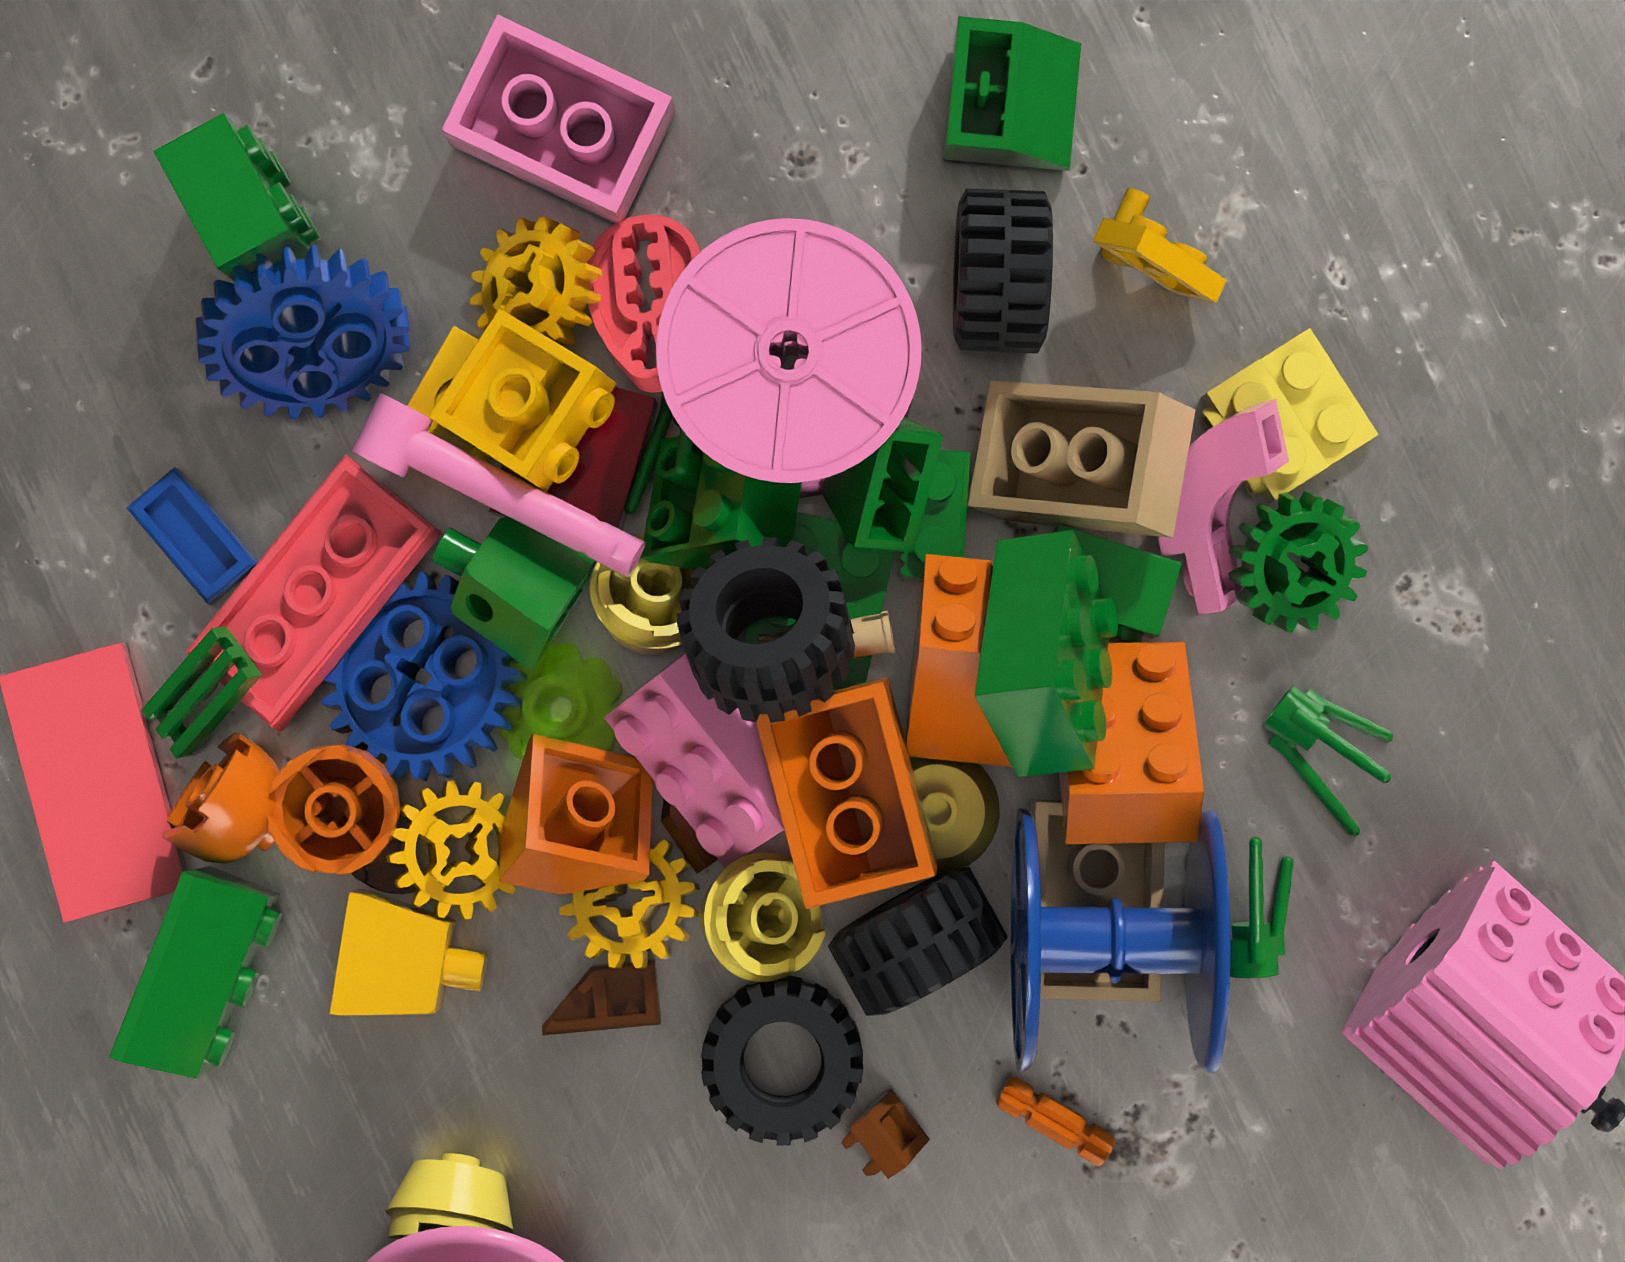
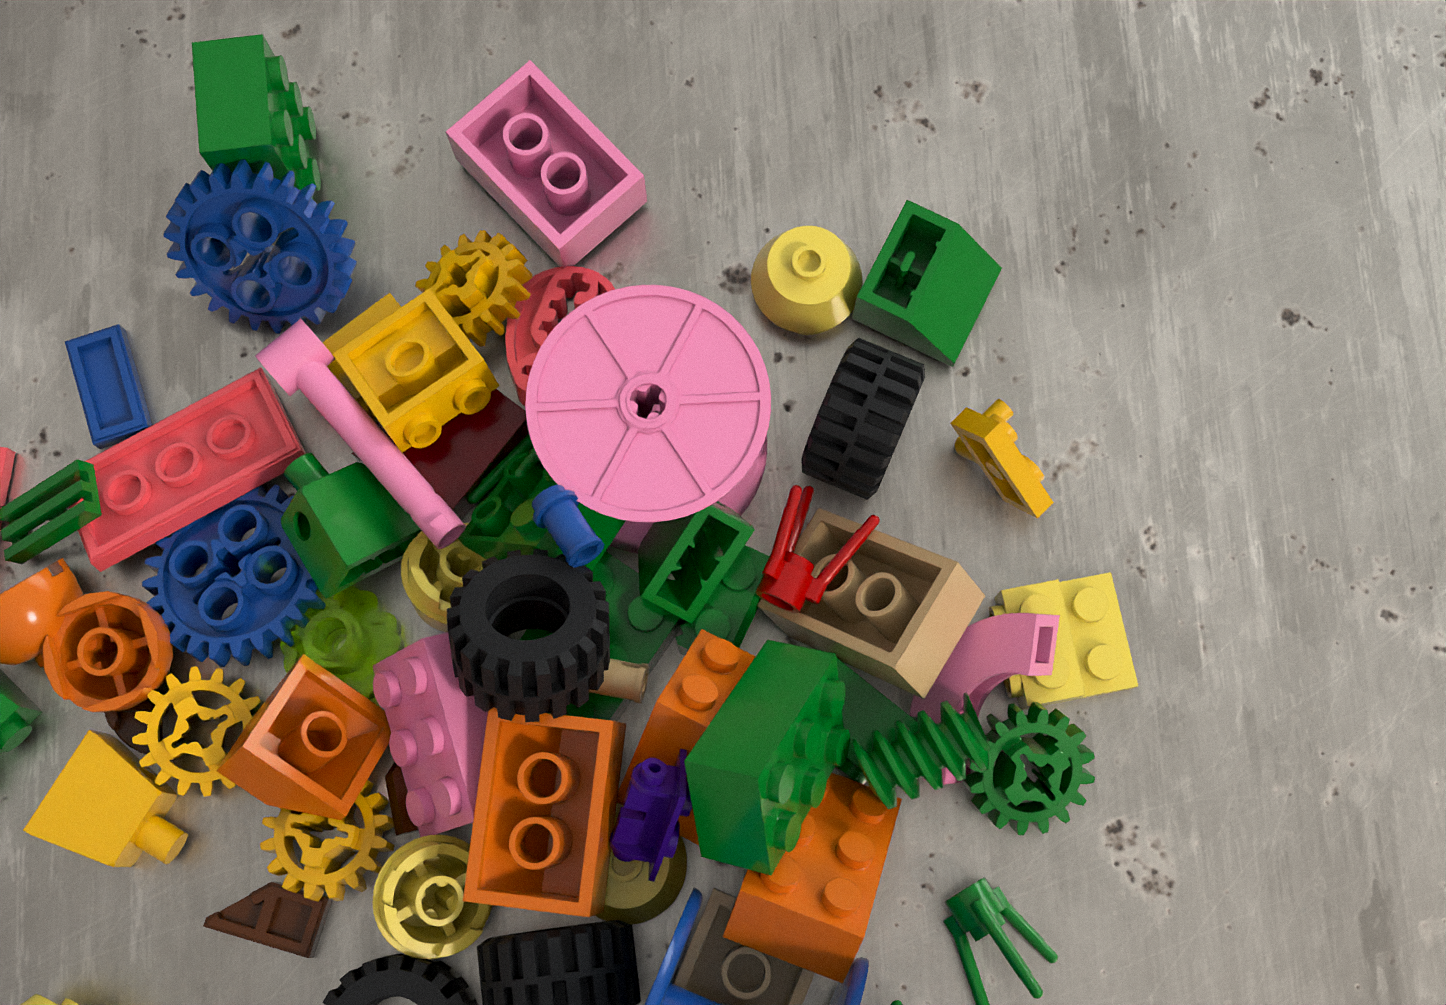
camera: 20 degrees right, 10 degrees down
(760, 508) = (559, 513): none -> blue pin
(880, 136) = (806, 280): none -> light yellow cone
(954, 754) = (649, 820): none -> dark purple hinge
(991, 469) = (787, 575): none -> red plant
(1192, 590) = (924, 753): none -> green piece

